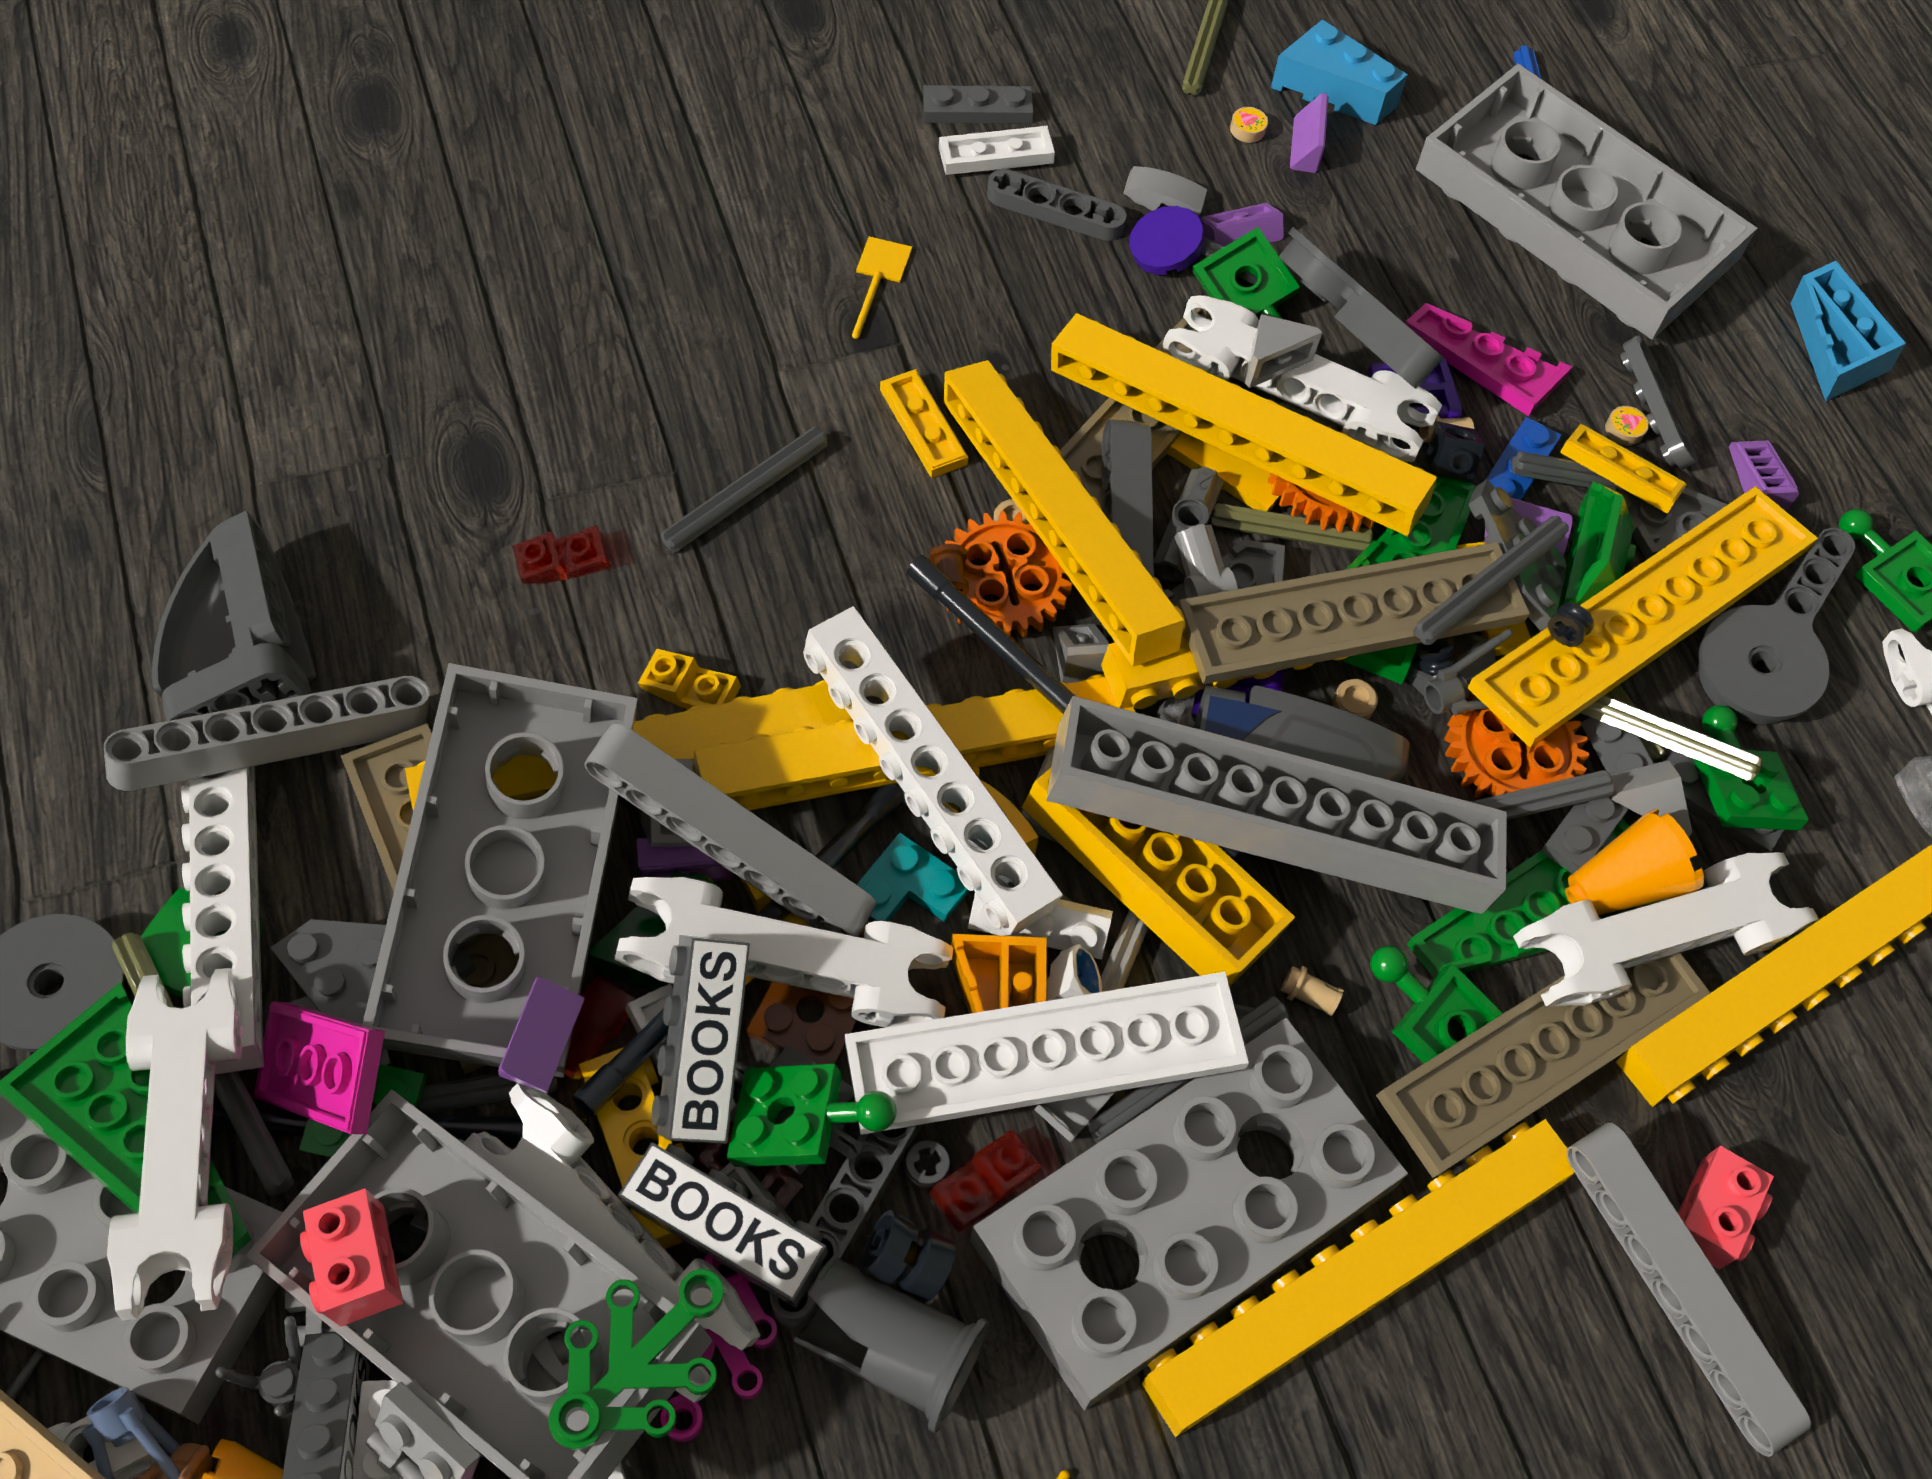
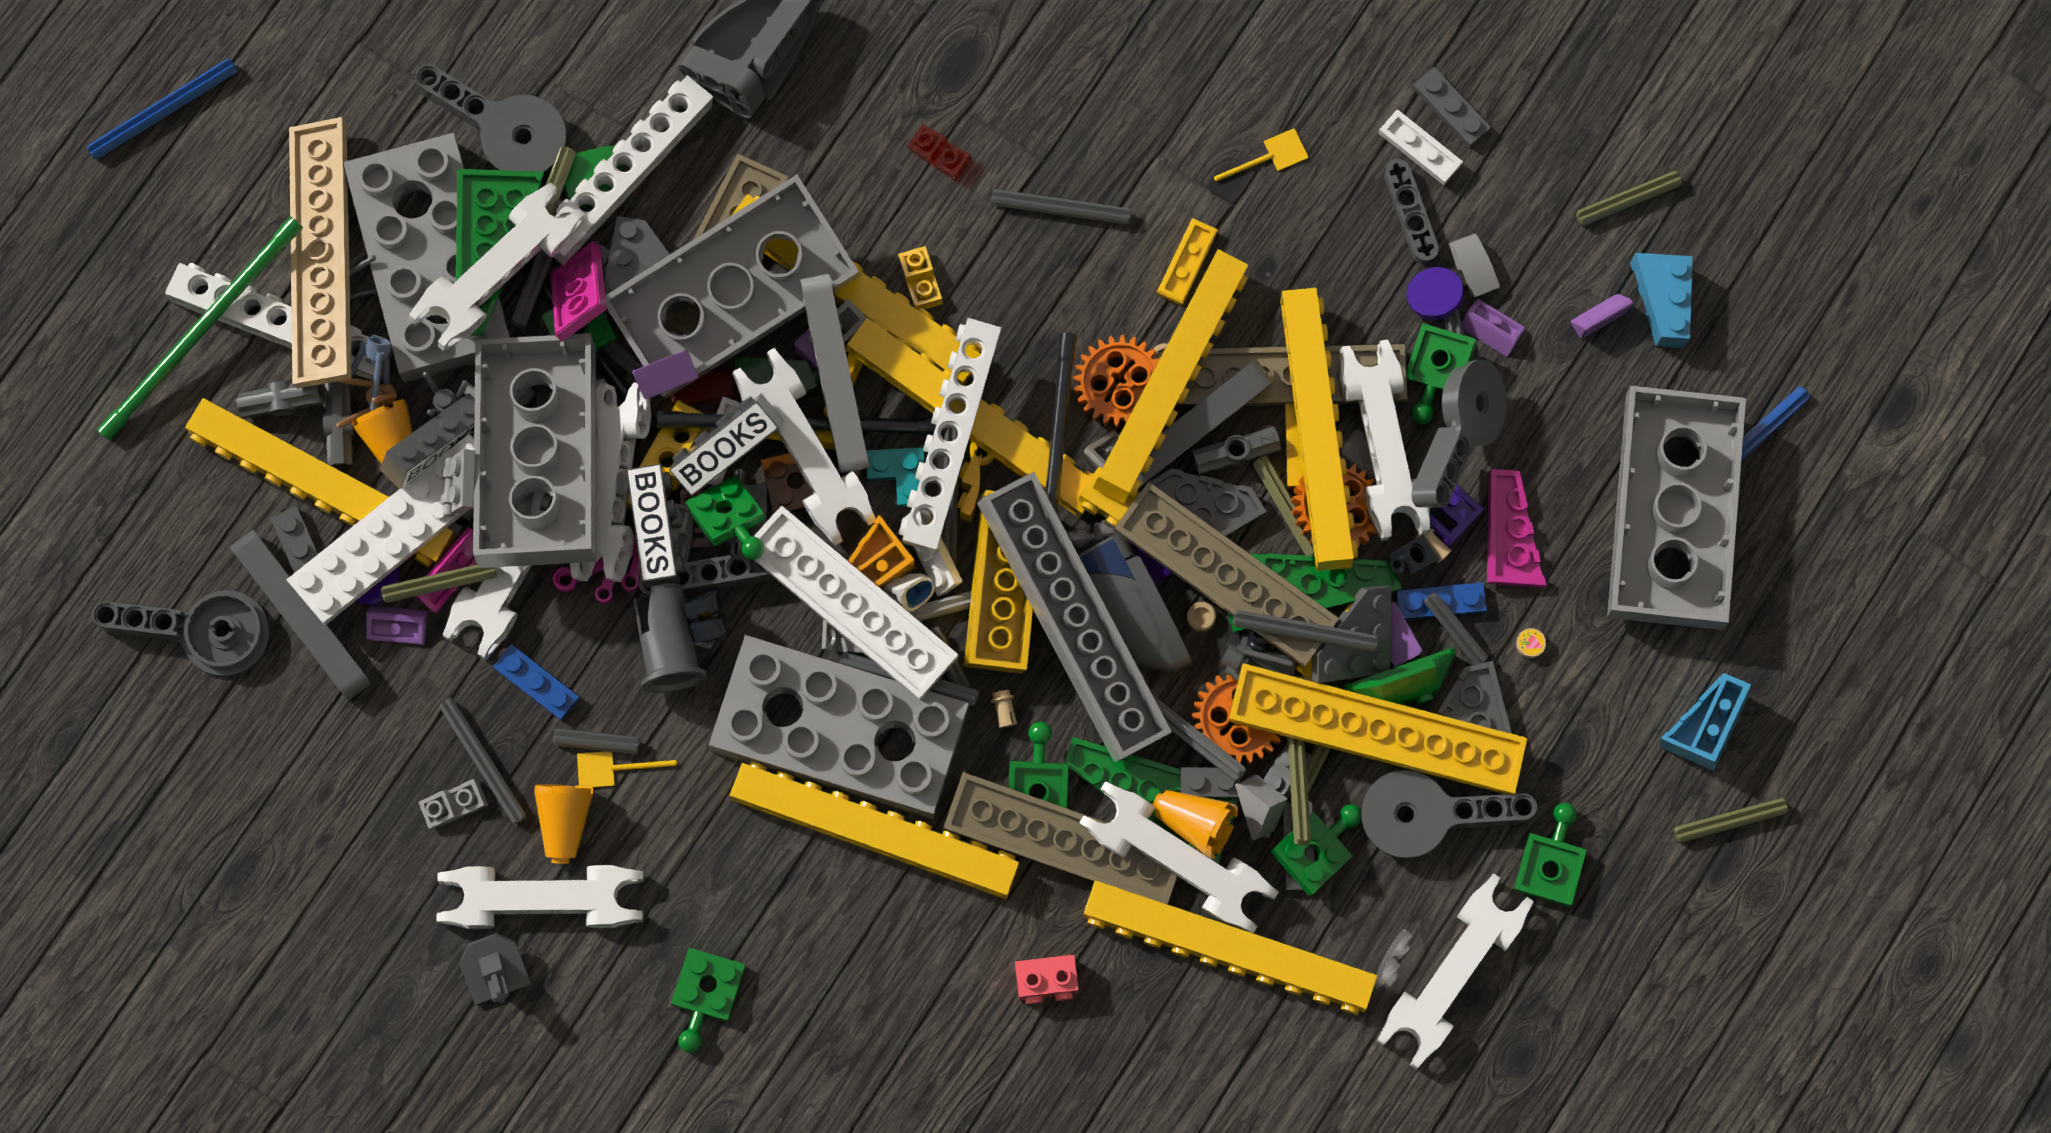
camera: 55 degrees right, 15 degrees up
(264, 733) = (701, 115): light grey beam -> none
(350, 1258) = (505, 384): coral brick -> none
(631, 1366) = (551, 535): green plant -> none
(913, 1160) = (768, 603): dark grey bush -> none
(950, 560) = (1089, 352): reddish brown bush -> none
(985, 1180) = (779, 626): clear red slope -> none
(1203, 562) = (1199, 486): light grey piece -> none
(1248, 124) = (1580, 272): tile -> none
(1280, 348) = (1373, 413): light grey slope -> none
(1571, 624) = (1317, 691): black bush -> none
(1623, 468) = (1480, 658): yellow tile -> none
(1664, 415) = (1561, 650): dark grey plate -> none
(1688, 1290) = (984, 980): light grey beam -> none
(1782, 489) = (1544, 756): medium lavender slope -> none

